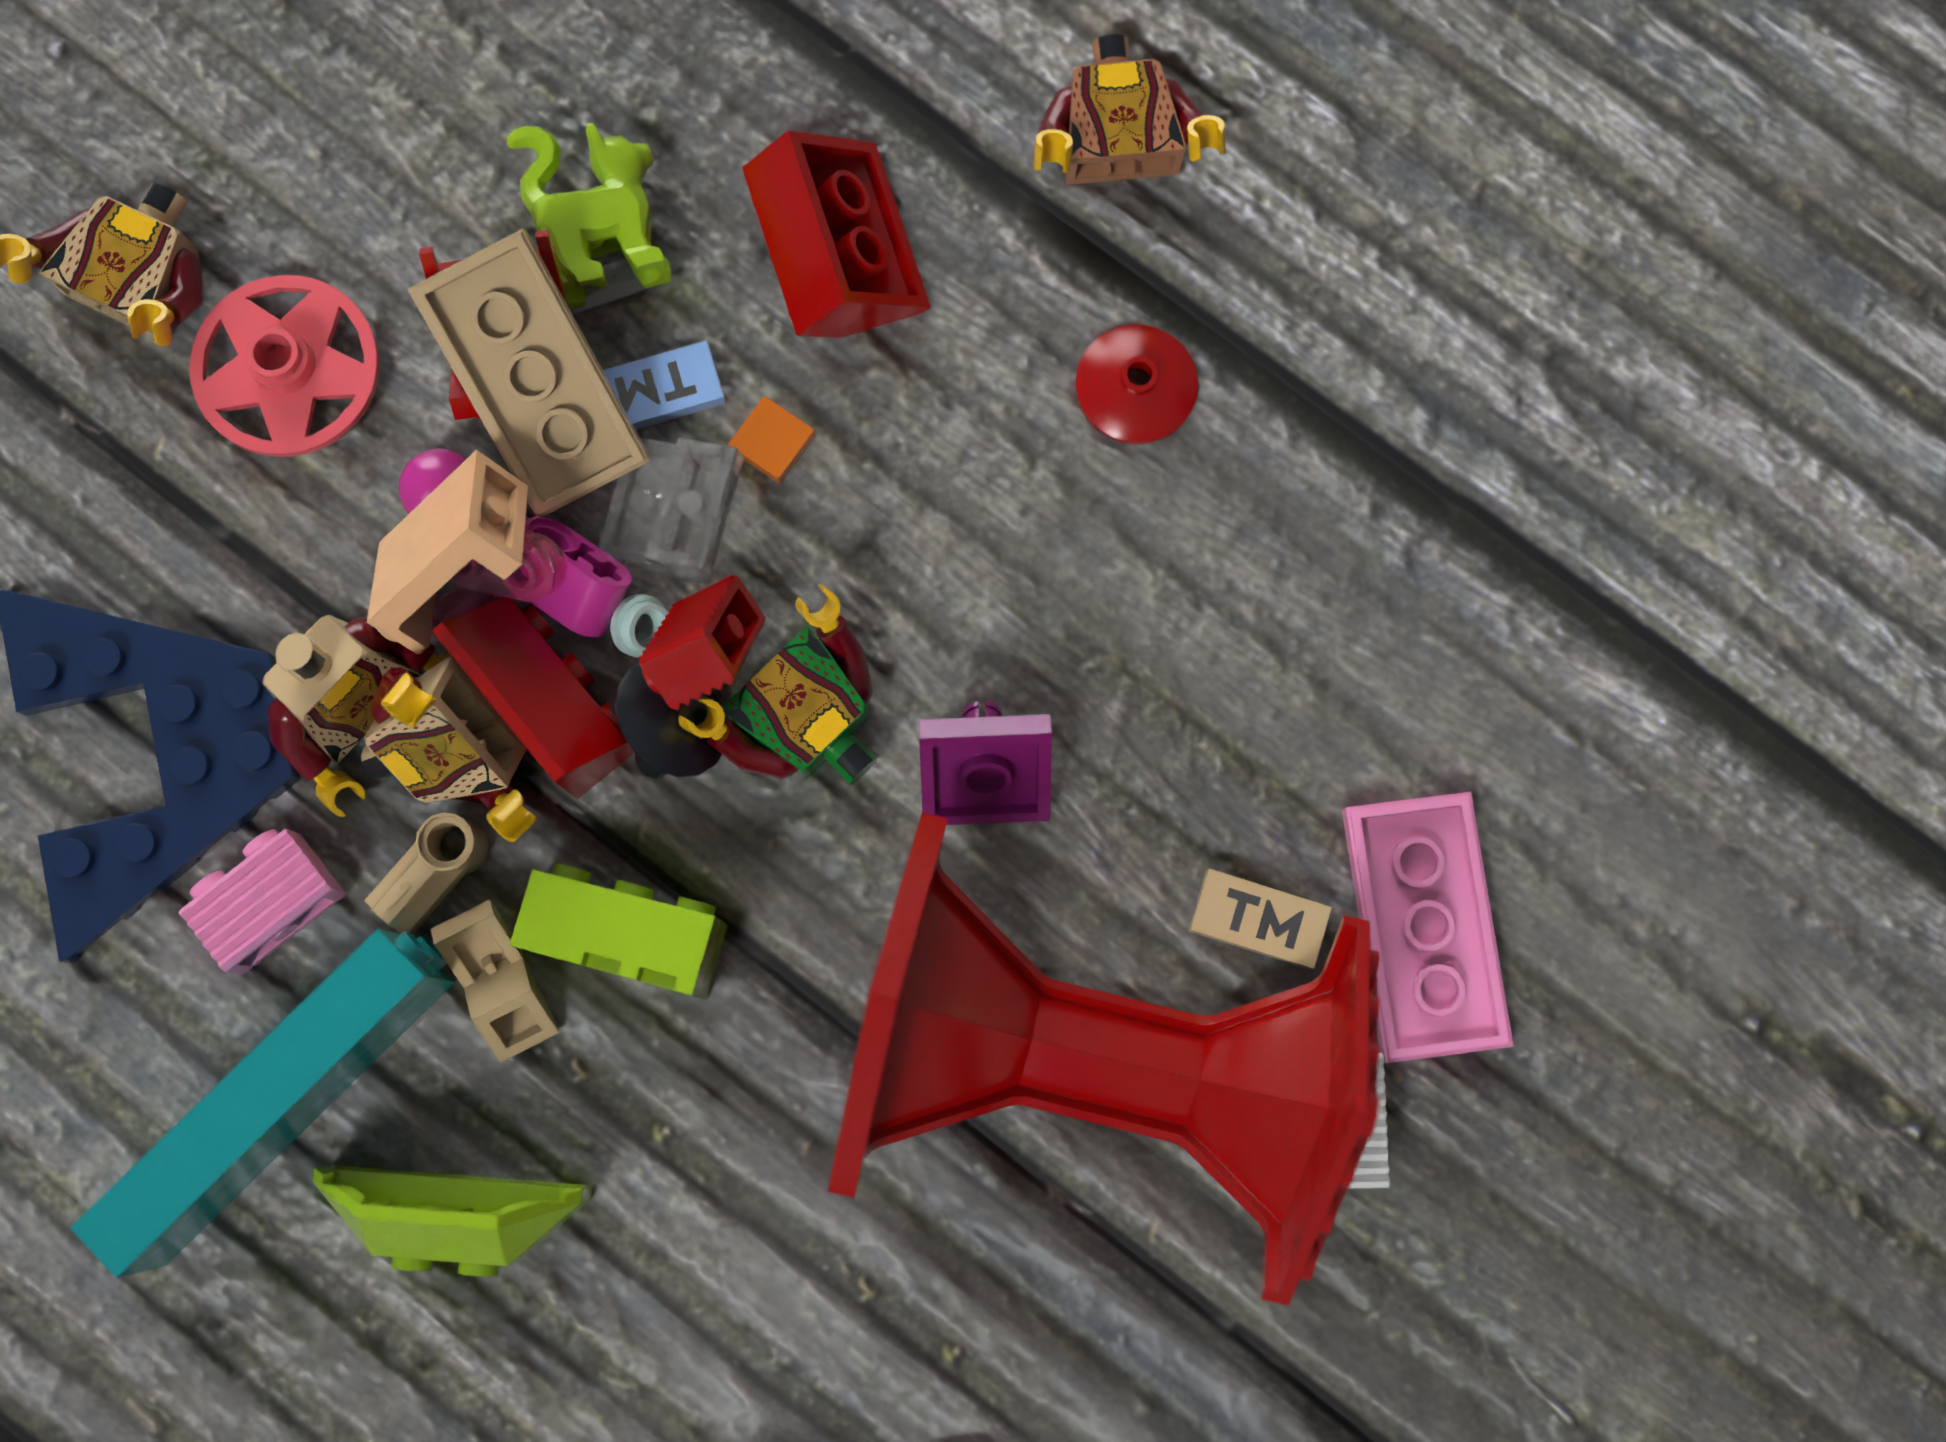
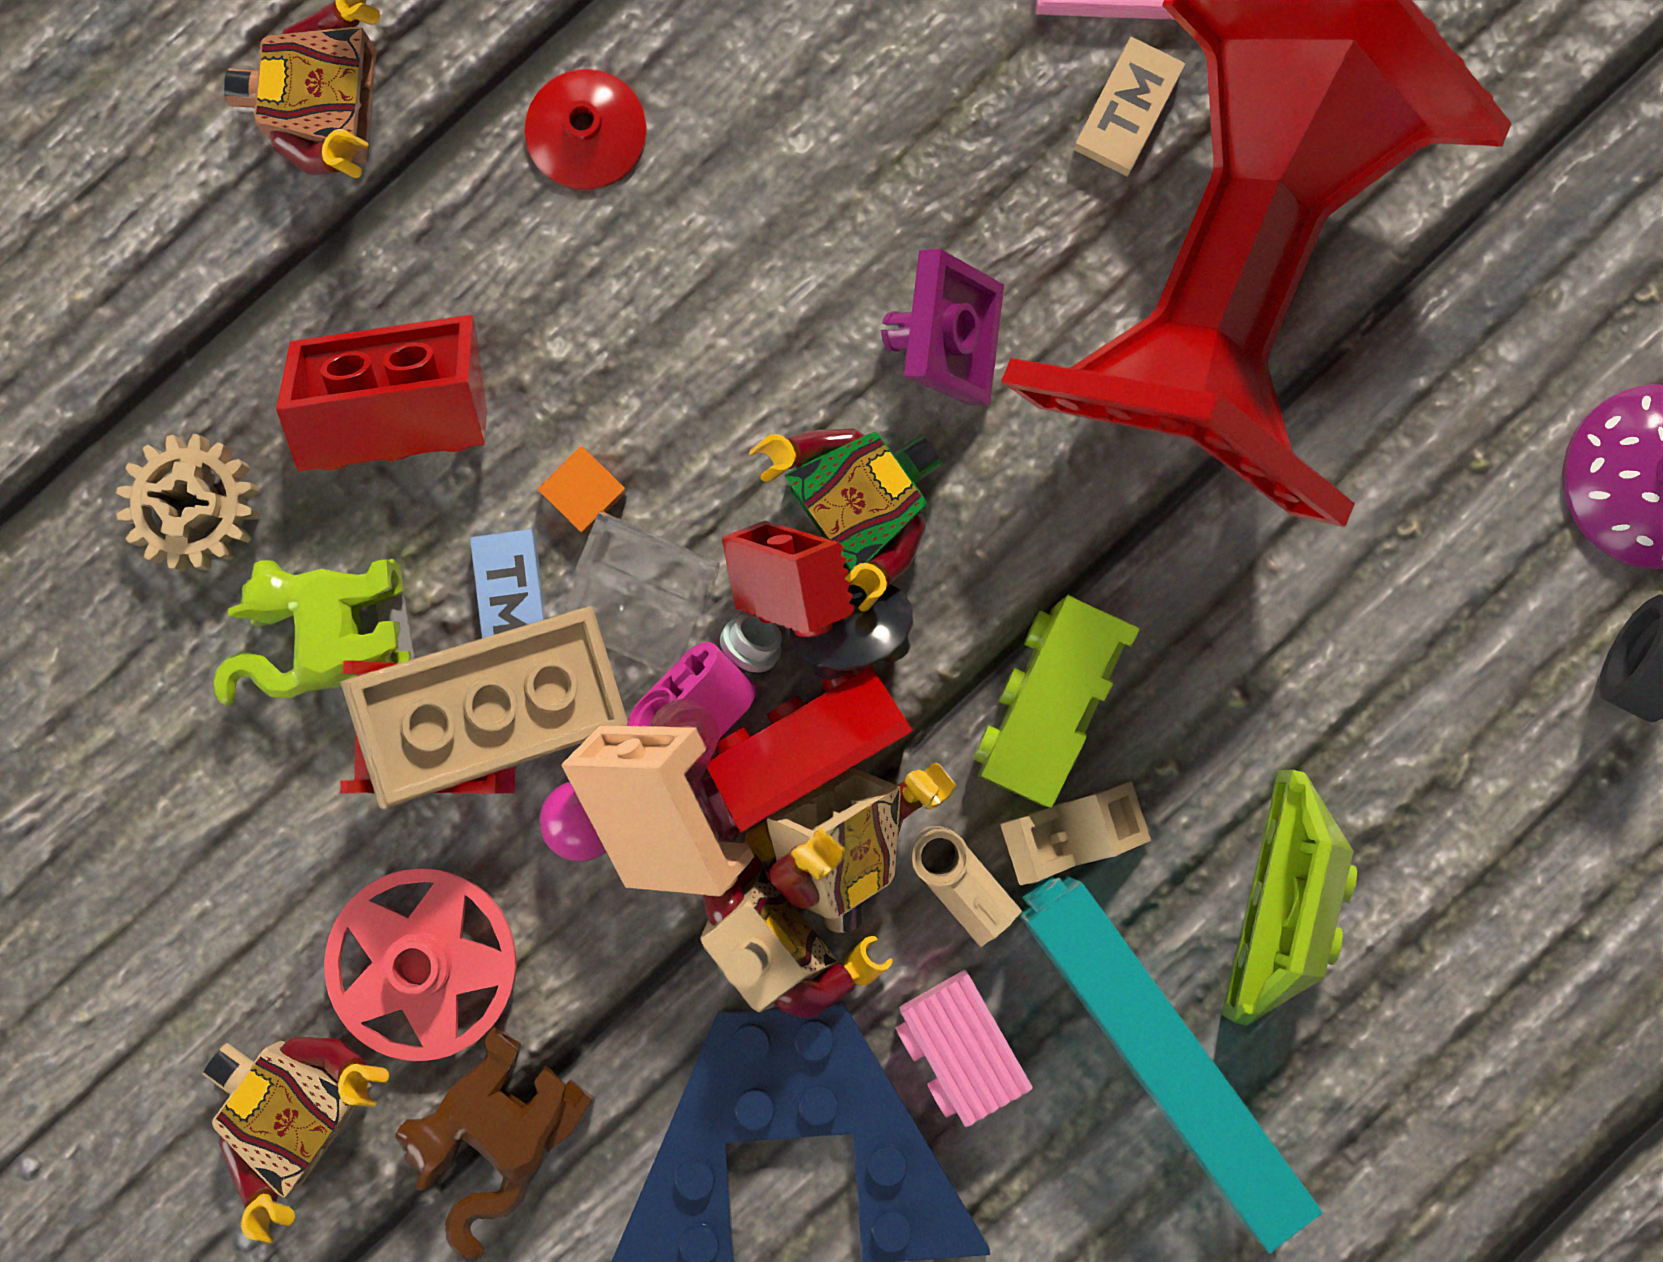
camera: 75 degrees left, 5 degrees up
(132, 465) = (499, 1126): none -> reddish brown animal
(672, 68) = (187, 527): none -> tan gear

